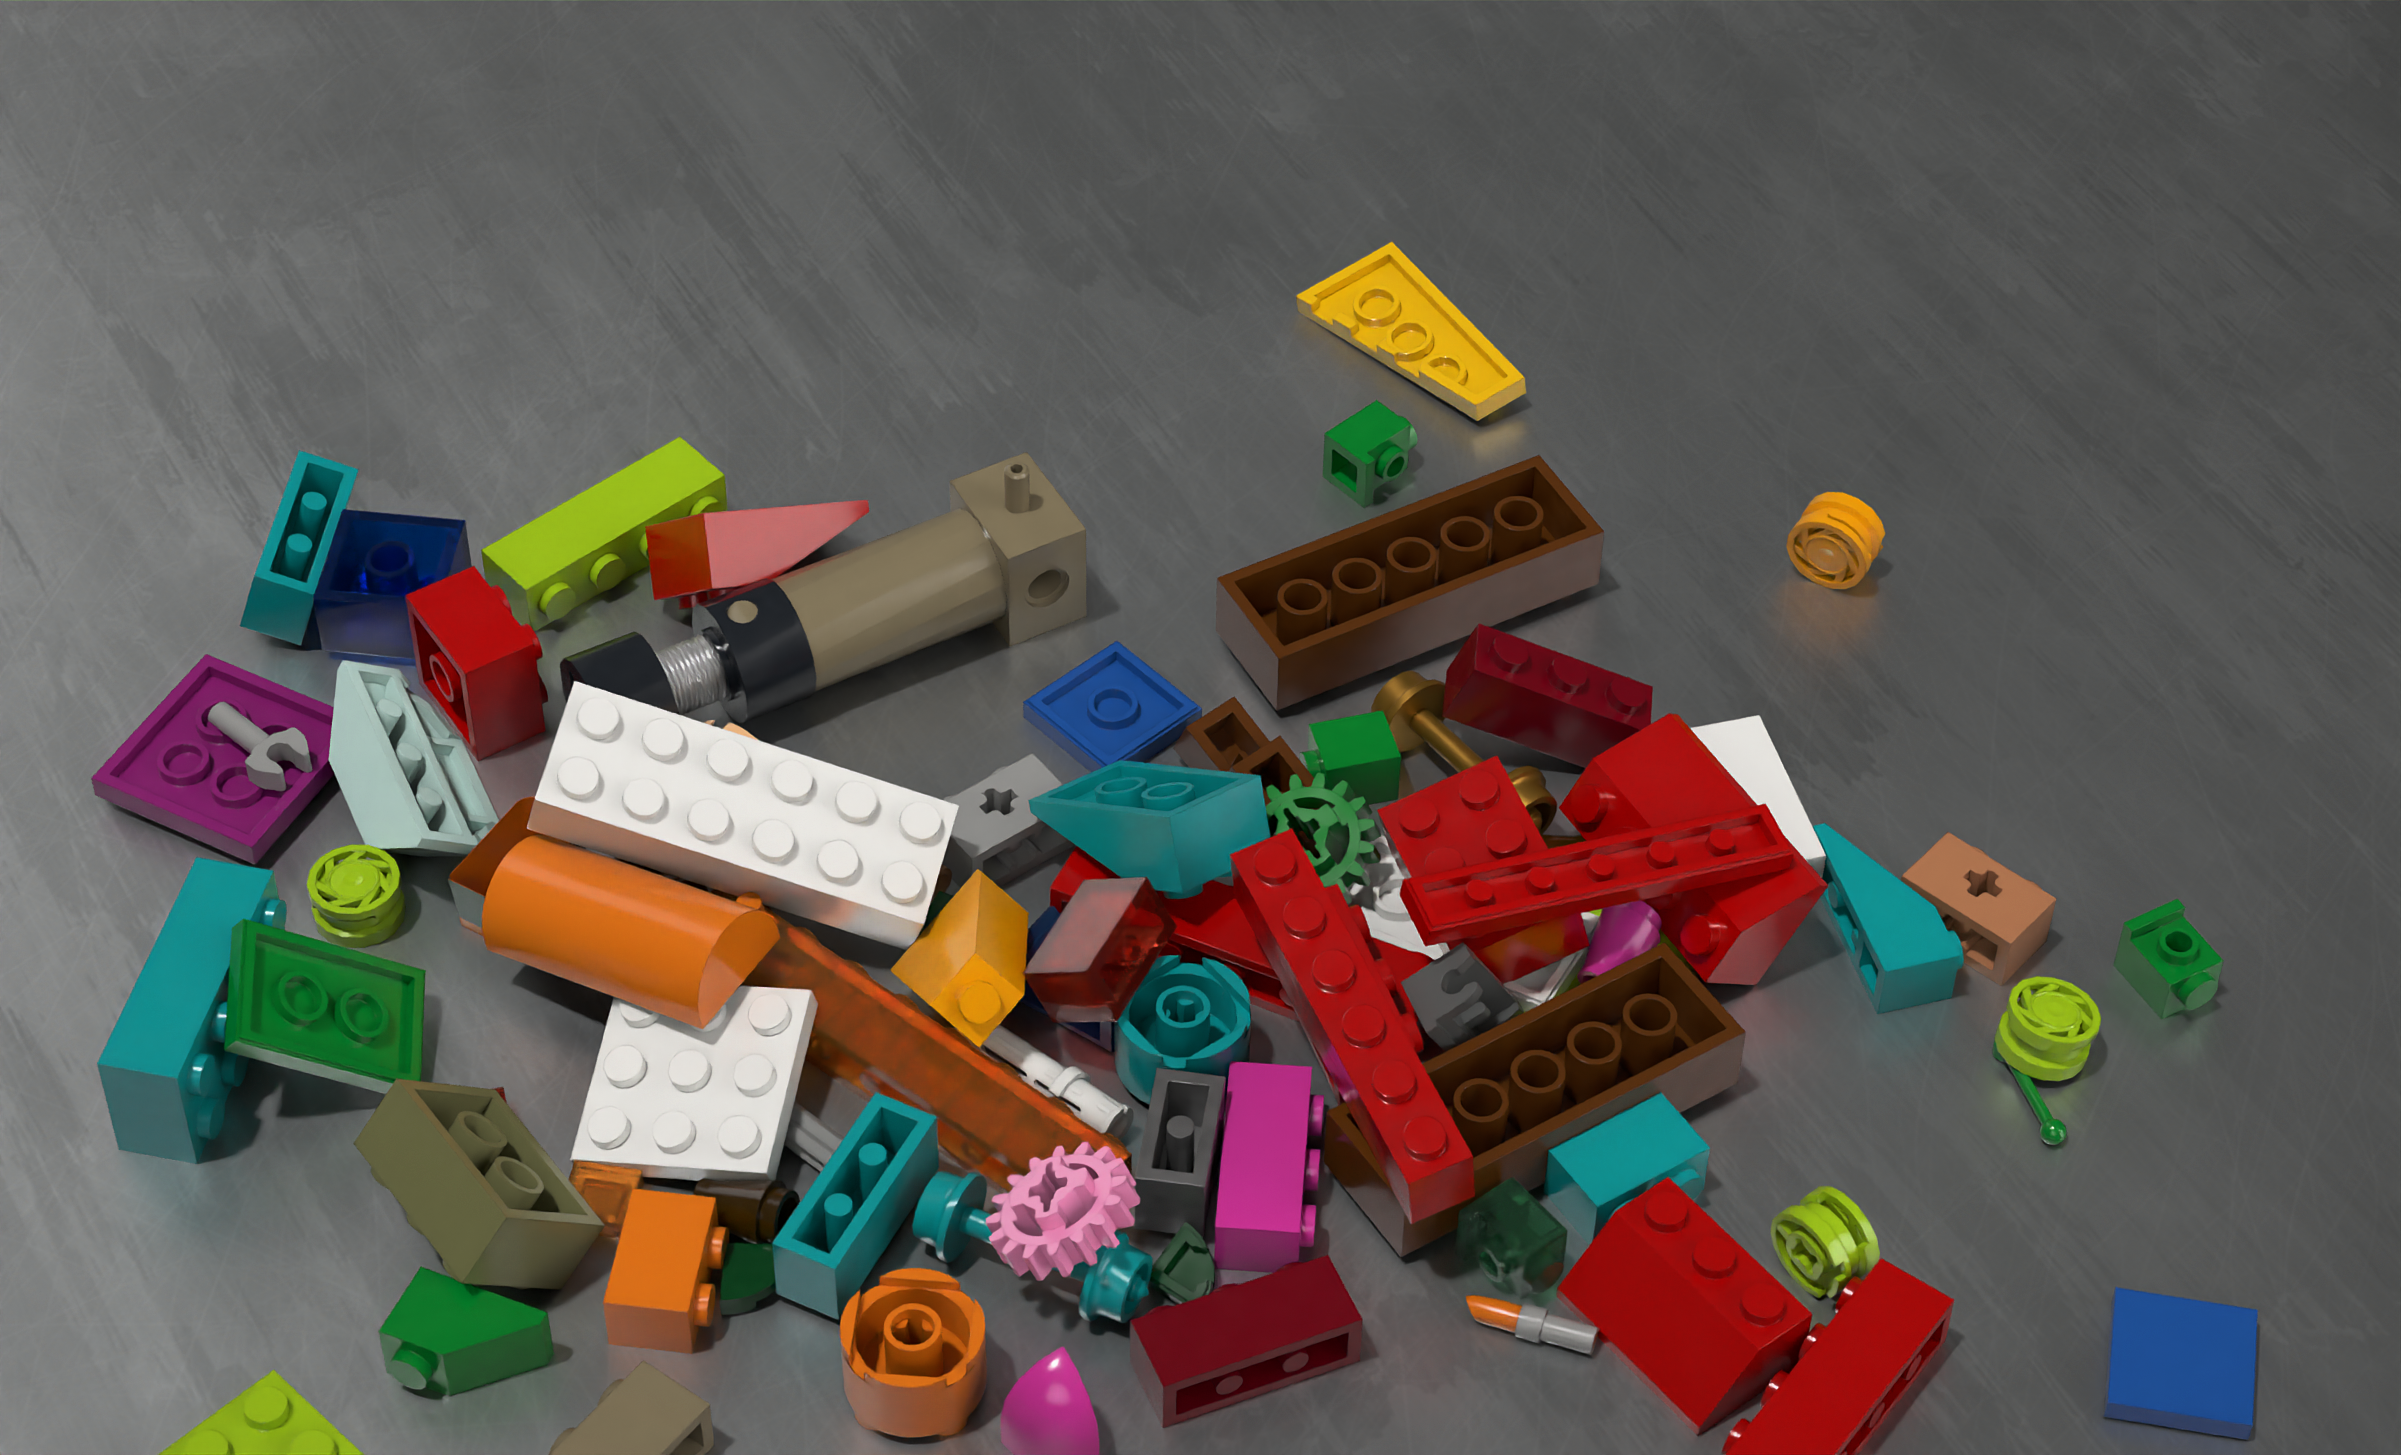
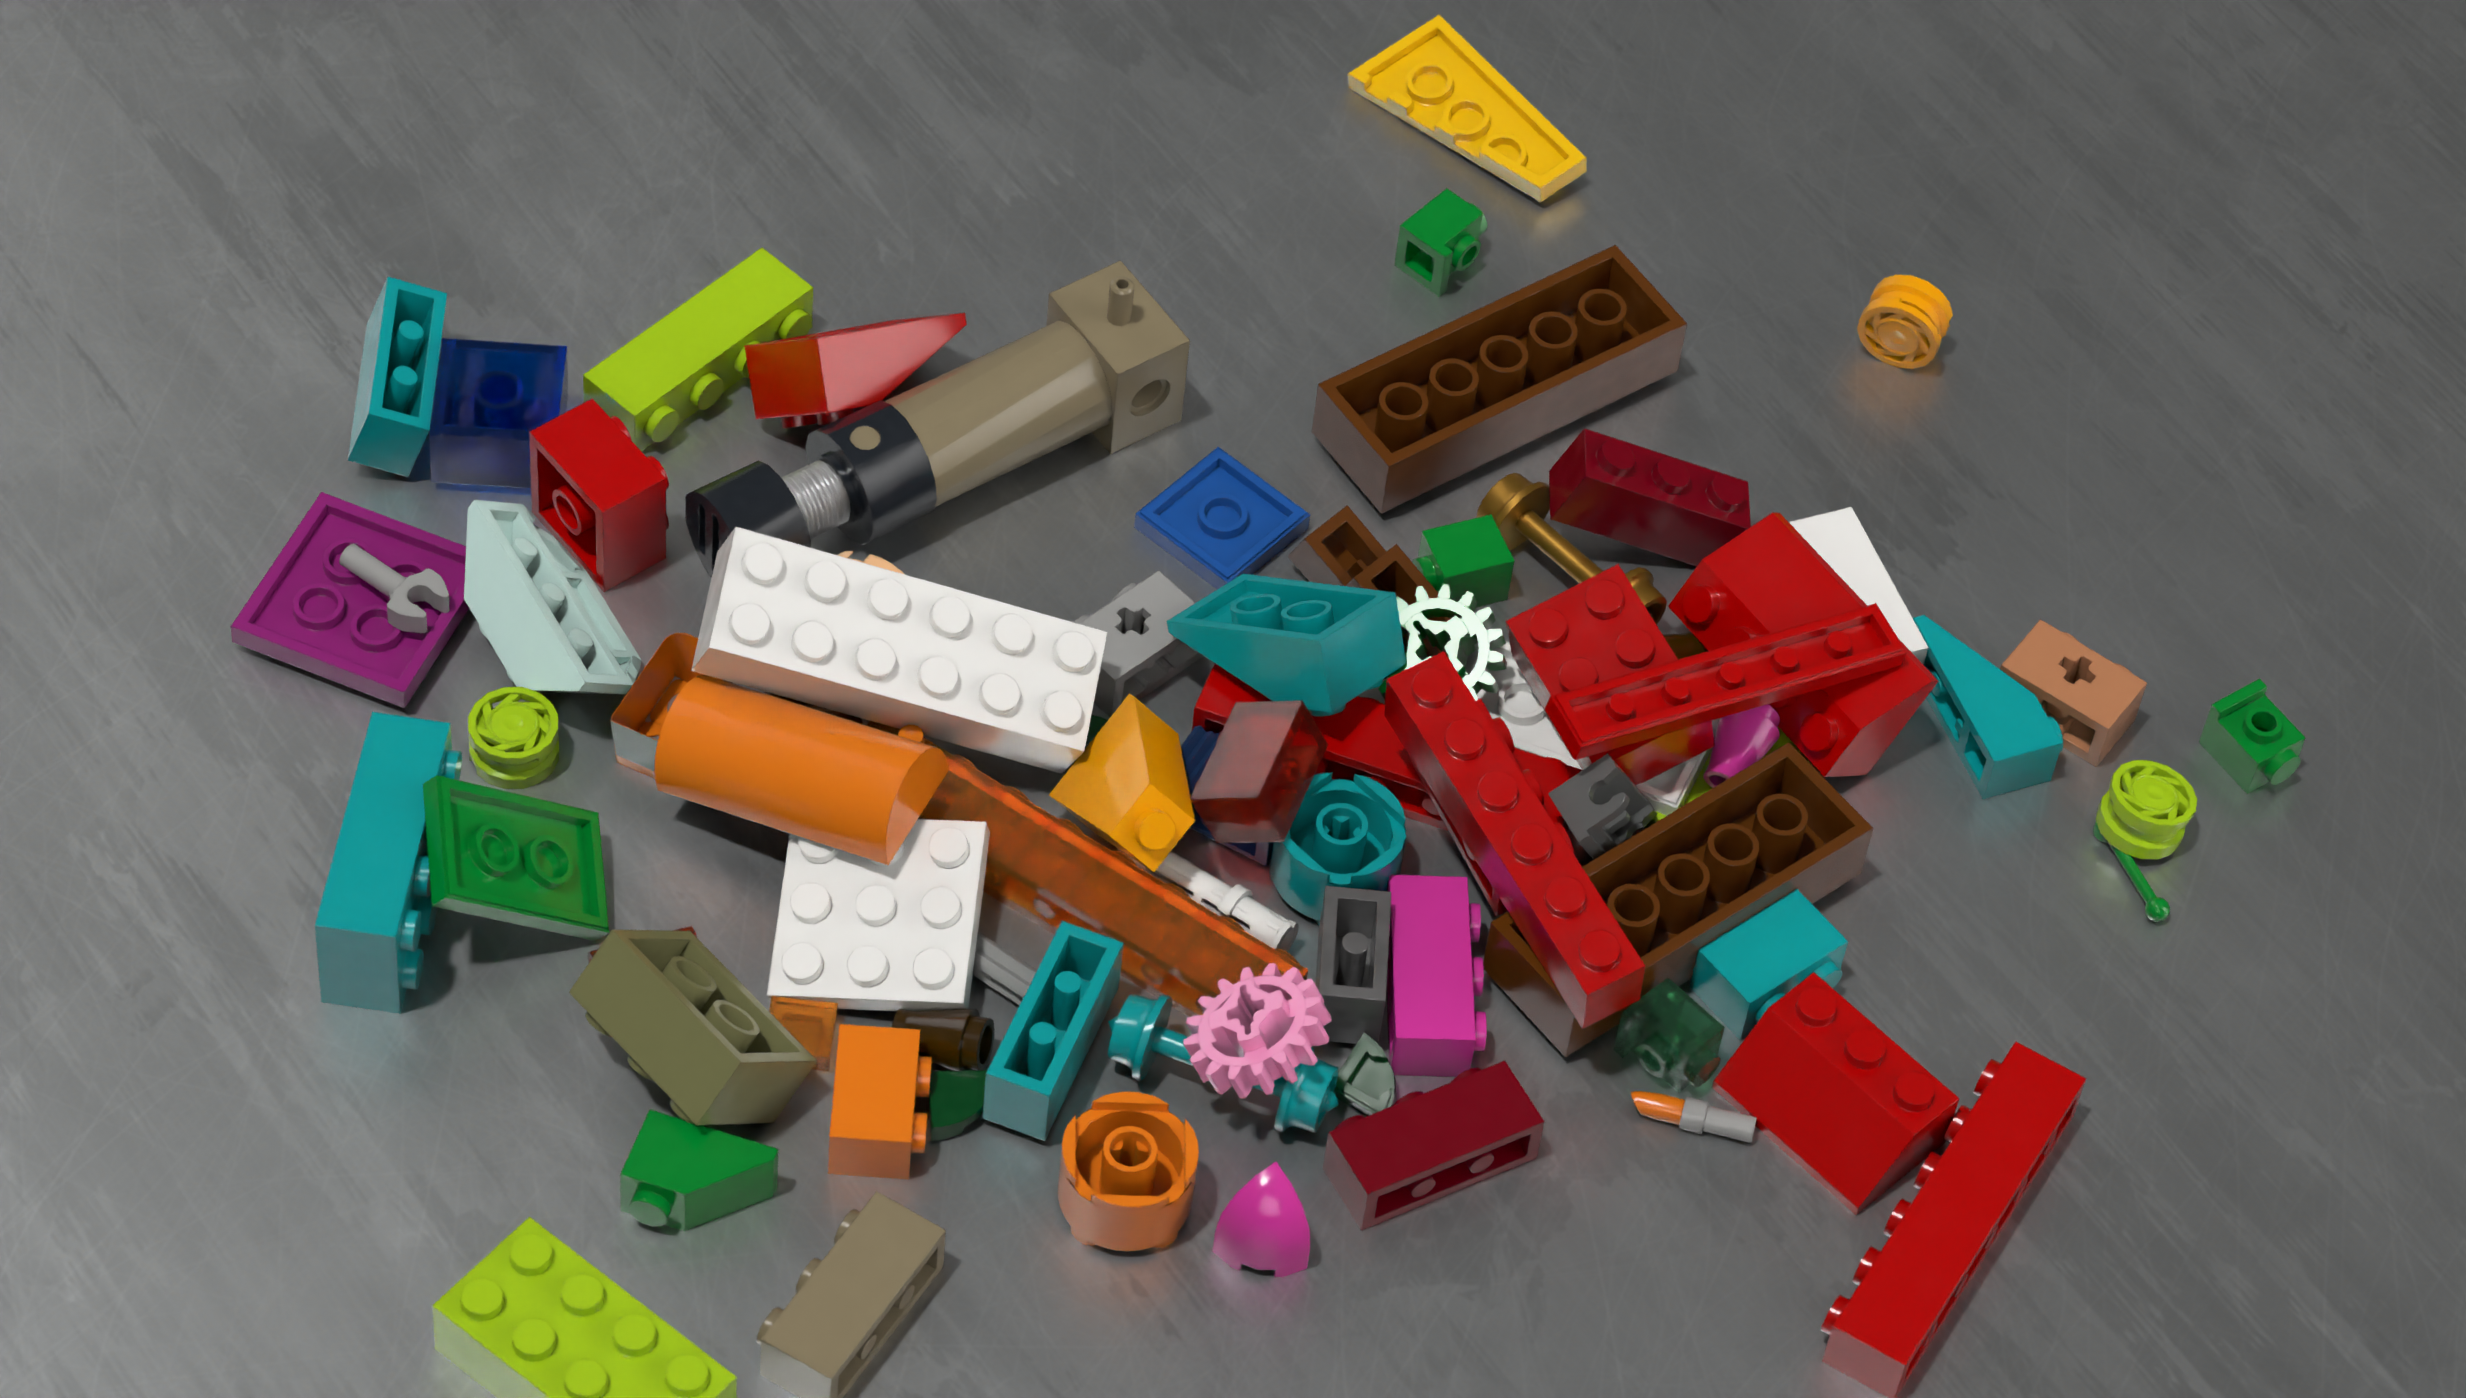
camera: 10 degrees left, 5 degrees up
(1824, 1241) = (1960, 1027): lime wheel -> none
(2181, 1363) = (2291, 1127): blue tile -> none

